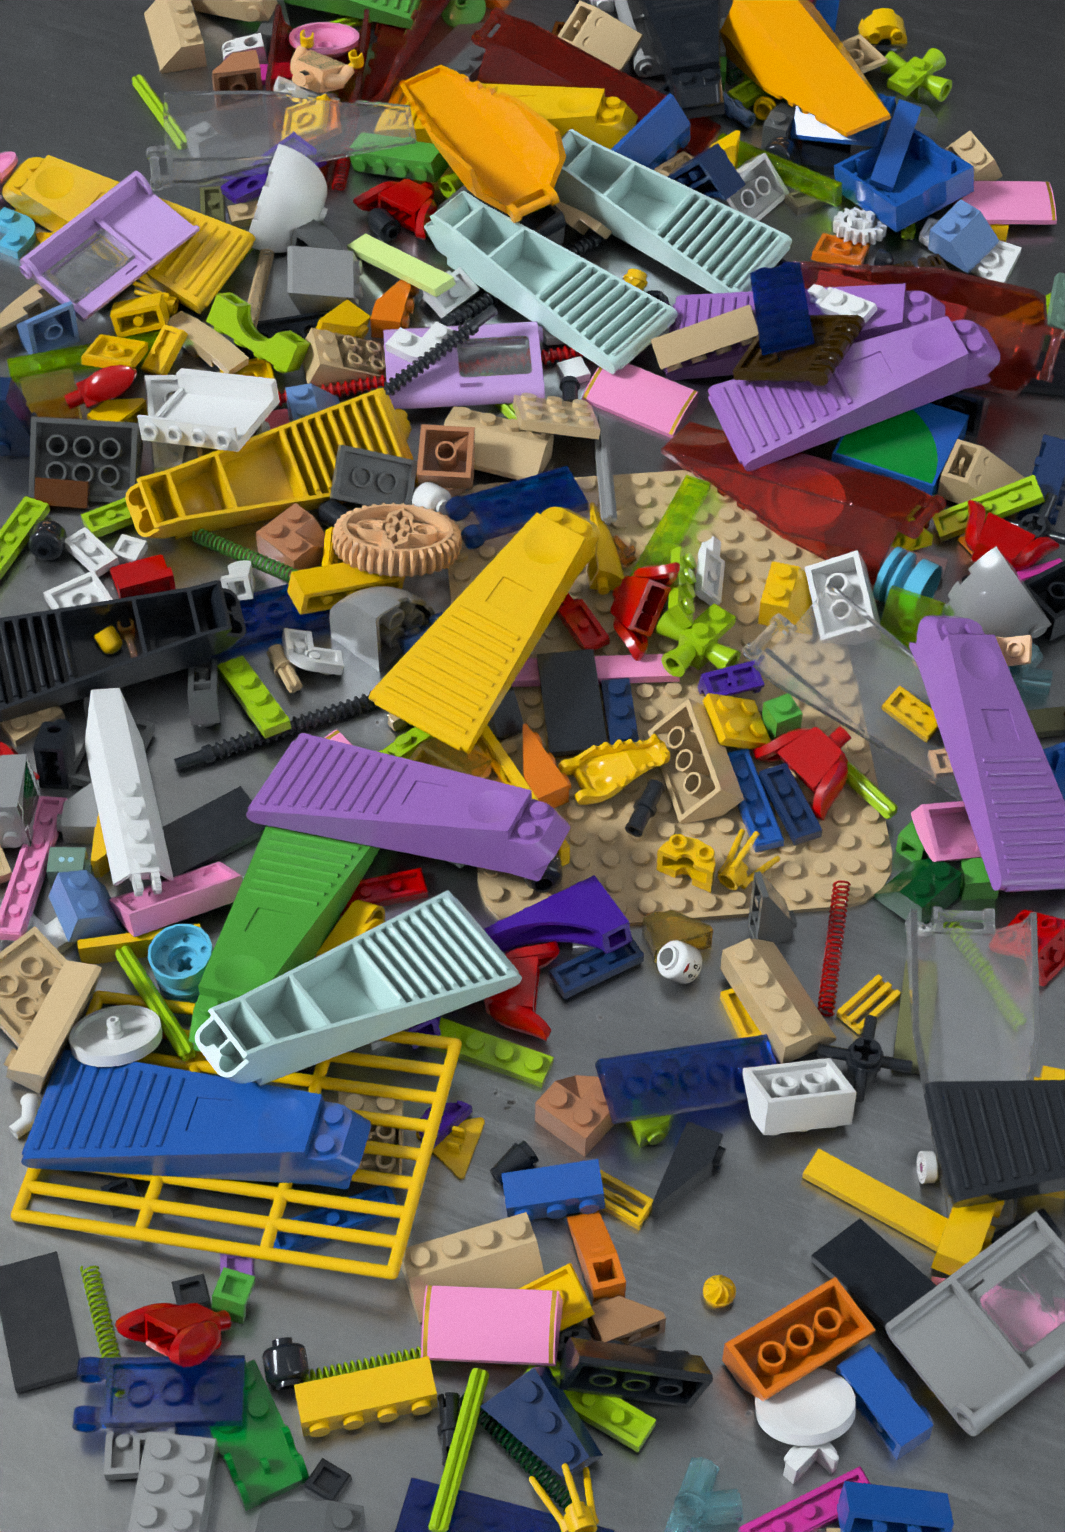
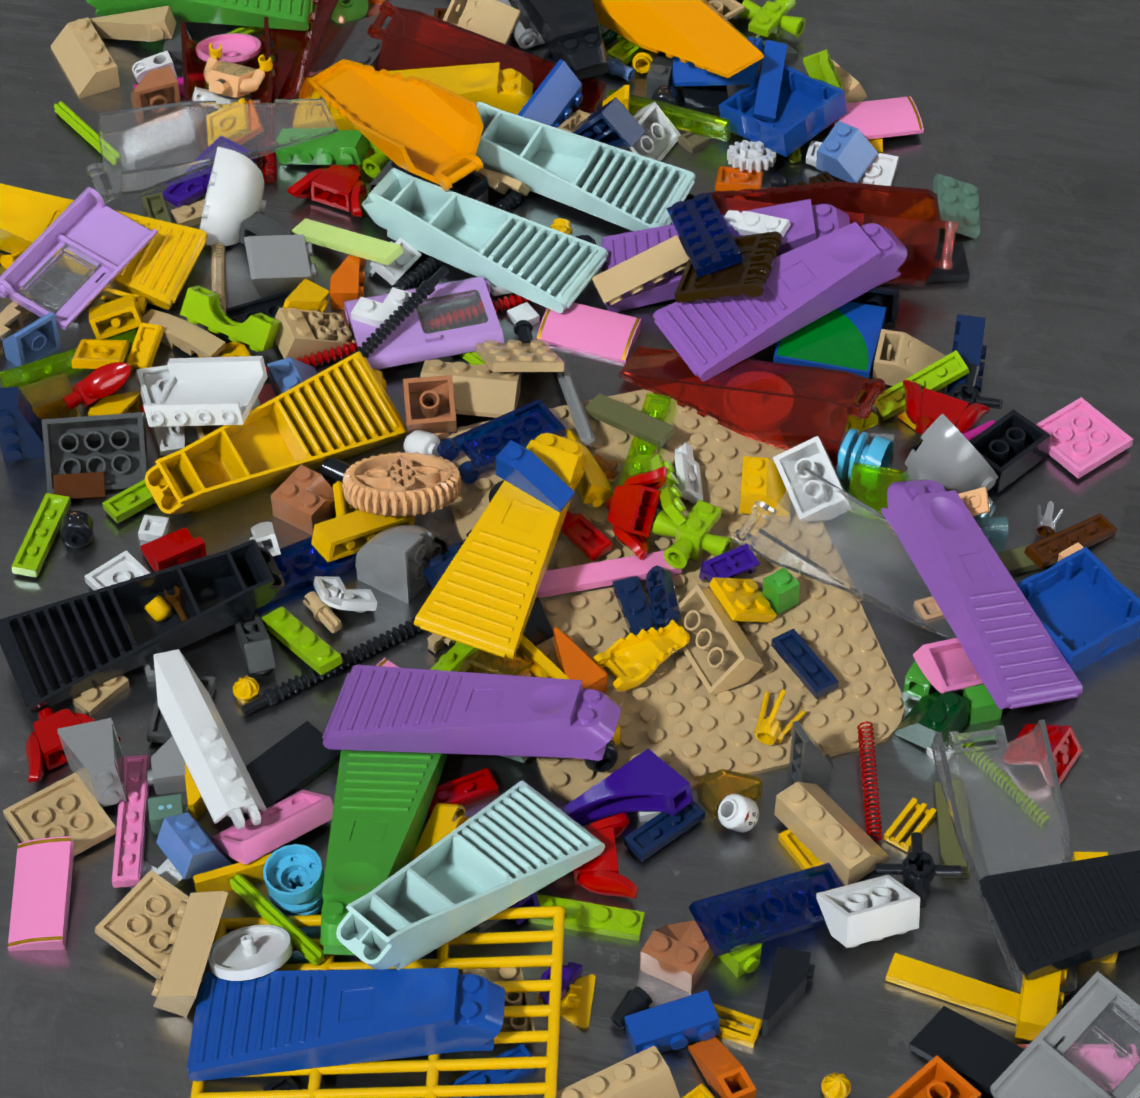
camera: 10 degrees left, 5 degrees down
(30, 1106) = (183, 1031): white arm -> none
(53, 741) = (129, 706): black torso -> none
(91, 552) = (119, 534): white plate -> none
(184, 741) = (246, 689): none -> yellow plate
(237, 558) = (262, 517): bright green piece -> none
(372, 477) = (366, 432): dark grey plate -> none
(383, 224) = (320, 208): black brick -> none
(528, 554) = (532, 476): none -> blue slope
(571, 701) = (590, 603): black tile -> none
(645, 808) = (677, 685): black pin -> none
(650, 705) = (656, 591): none -> dark blue beam
(659, 503) = (630, 420): none -> olive tile
(687, 857) = (727, 722): yellow cylinder -> none
(755, 807) = (774, 672): blue tile -> none
(814, 760) = (817, 622): red torso -> none
(870, 792) = (855, 633): lime axle -> none
(911, 713) = (894, 570): yellow plate -> none
(927, 1167) = (992, 953): white tile -> none
(954, 138) = (822, 68): none -> lime panel

